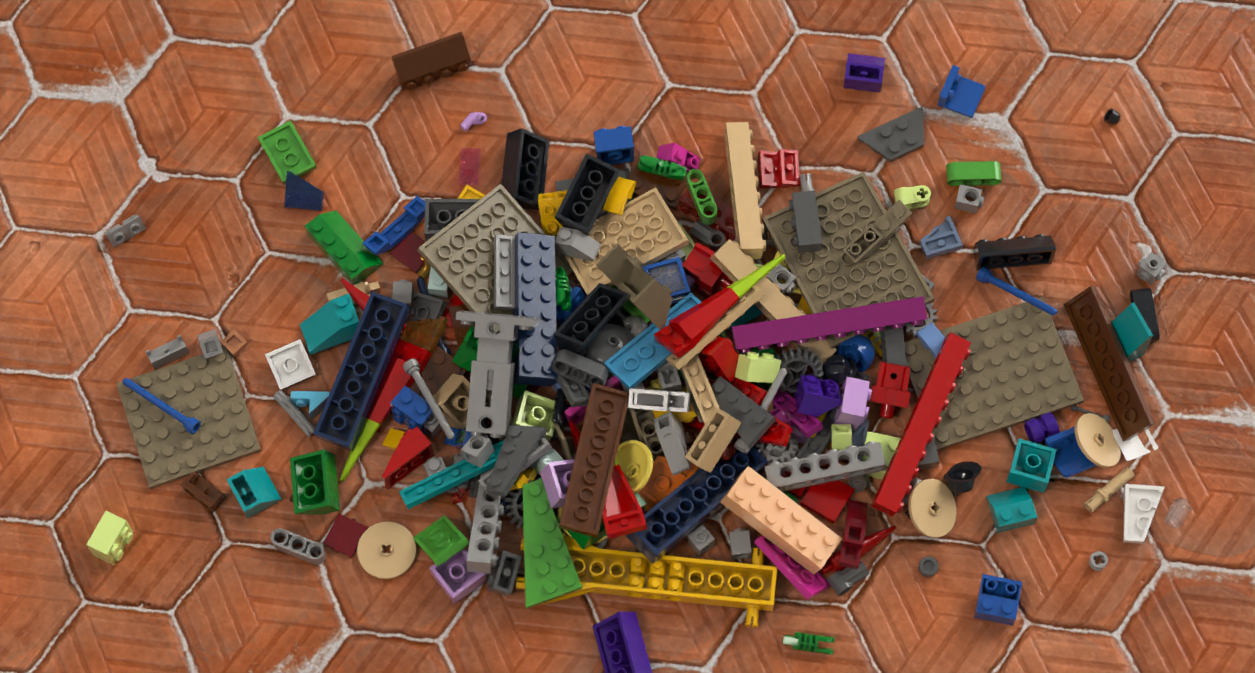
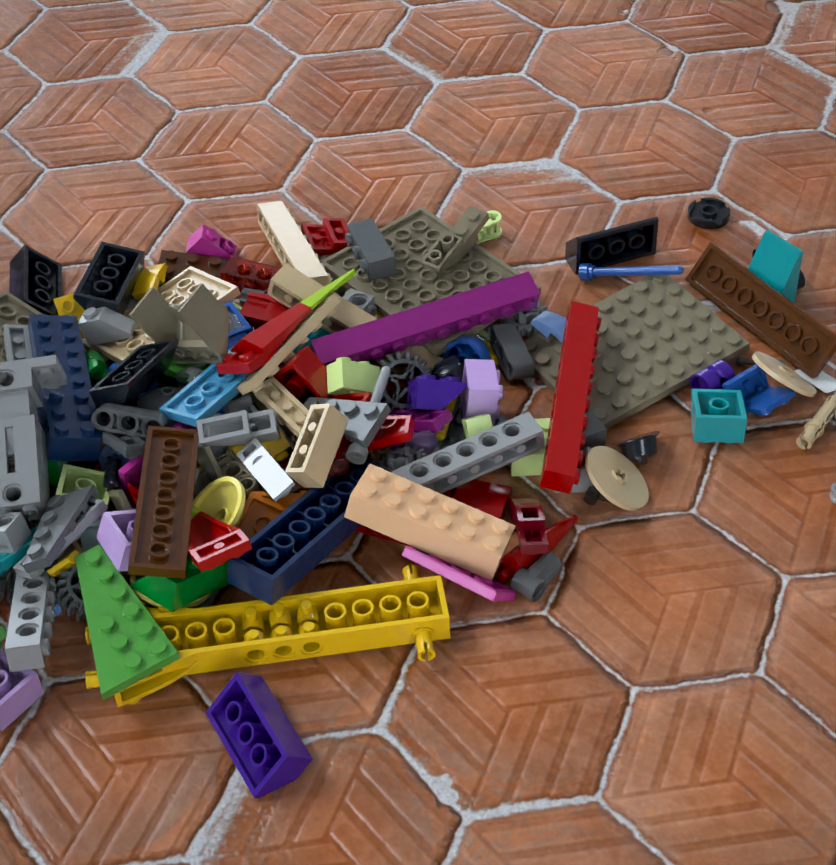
camera: 15 degrees left, 25 degrees down
(504, 573) = (67, 672): dark grey brick -> none
(614, 145) = (138, 235): blue brick -> none
(660, 167) = (193, 248): green hinge -> none
(700, 540) = (330, 575): light grey brick -> none
(701, 188) = (245, 259): bright green beam -> none
(740, 544) = (383, 568): light grey brick -> none
(808, 642) = (510, 659): green hinge -> none
(859, 483) = (514, 476): dark grey tile -> none
(864, 72) = (395, 149): dark purple slope -> none
(889, 390) = (522, 375): red piece -> none
(897, 136) = (446, 191): dark grey wing -> none
(928, 566) = (635, 545): dark grey tile -> none
(941, 240) = (528, 255): sand blue wing -> none
(960, 94) = (500, 148): blue bracket -> none
(963, 204) = (544, 217): light grey brick -> none
(973, 173) = (540, 199): bright green beam -> none
(998, 599) = (739, 555): blue slope -> none
(1011, 509) = (715, 466): teal slope -> none
(1112, 117) = (665, 135): black hinge -> none
(1114, 228) = (708, 213): none -> black tile
(1151, 268) = (764, 222): light grey brick -> none

